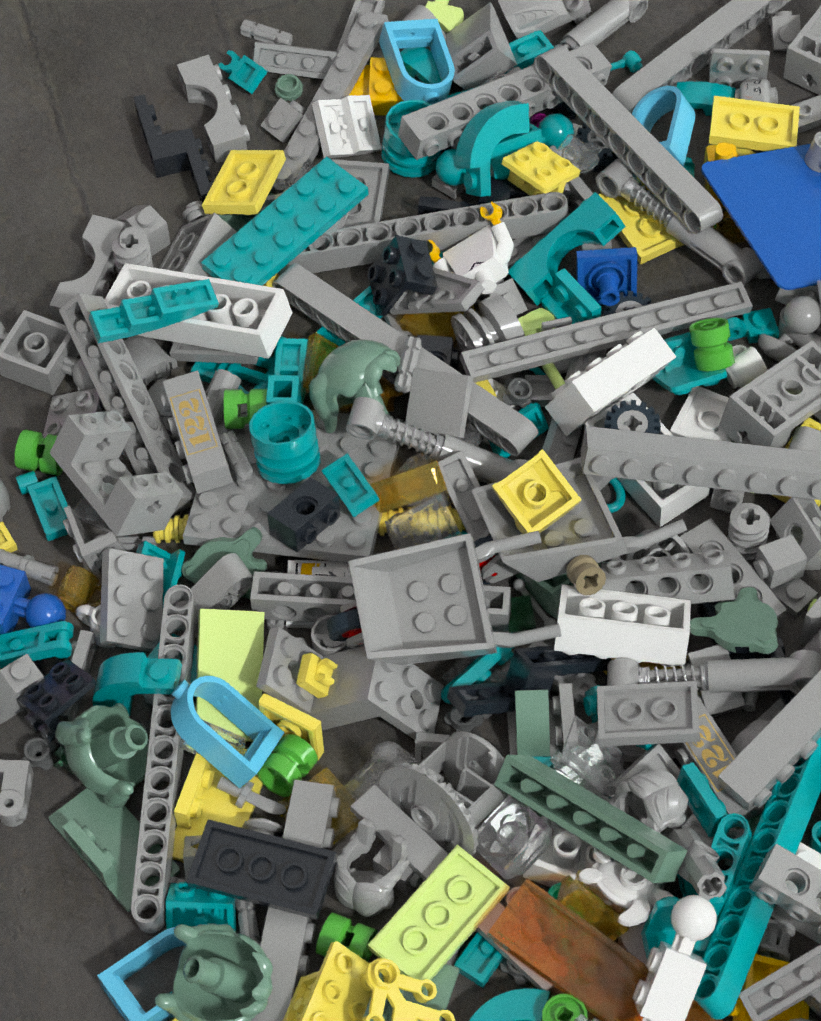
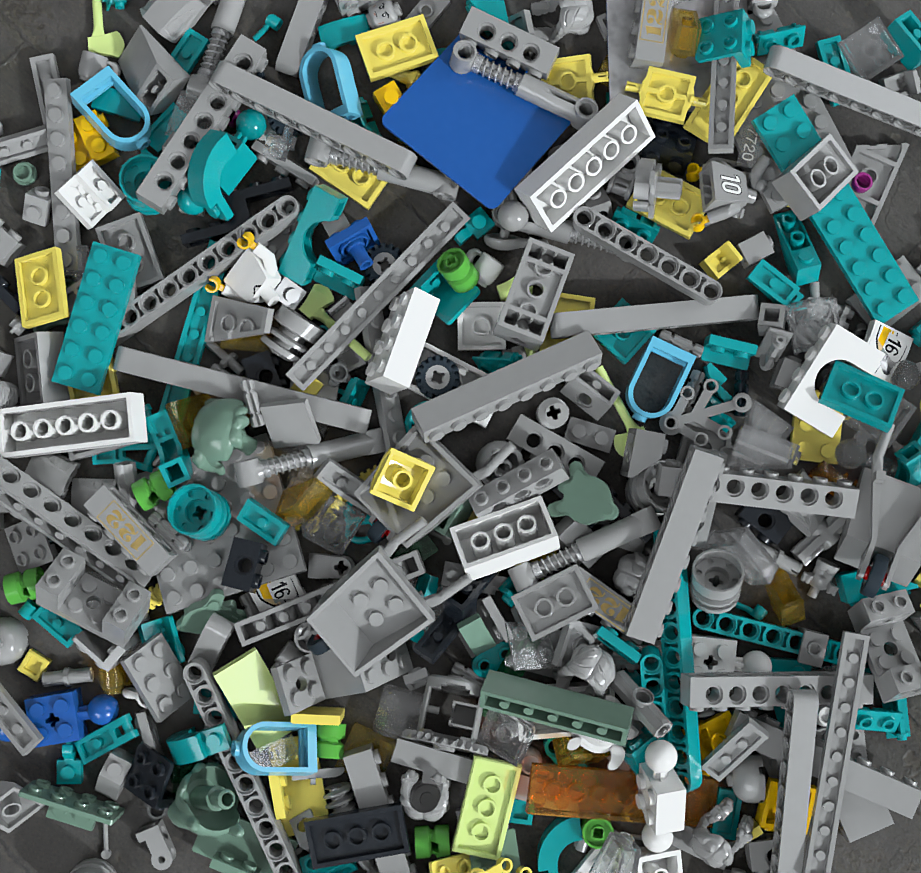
camera: 30 degrees left, 30 degrees up
(151, 312) = (44, 456): teal slope -> none
(316, 674) = (317, 678): light yellow tile -> none
(401, 267) = (204, 318): black bracket -> none
(539, 169) = (261, 178): light yellow bracket -> none
(586, 566) = (464, 519): dark tan wheel -> none
(780, 561) = (584, 428): light grey brick -> none

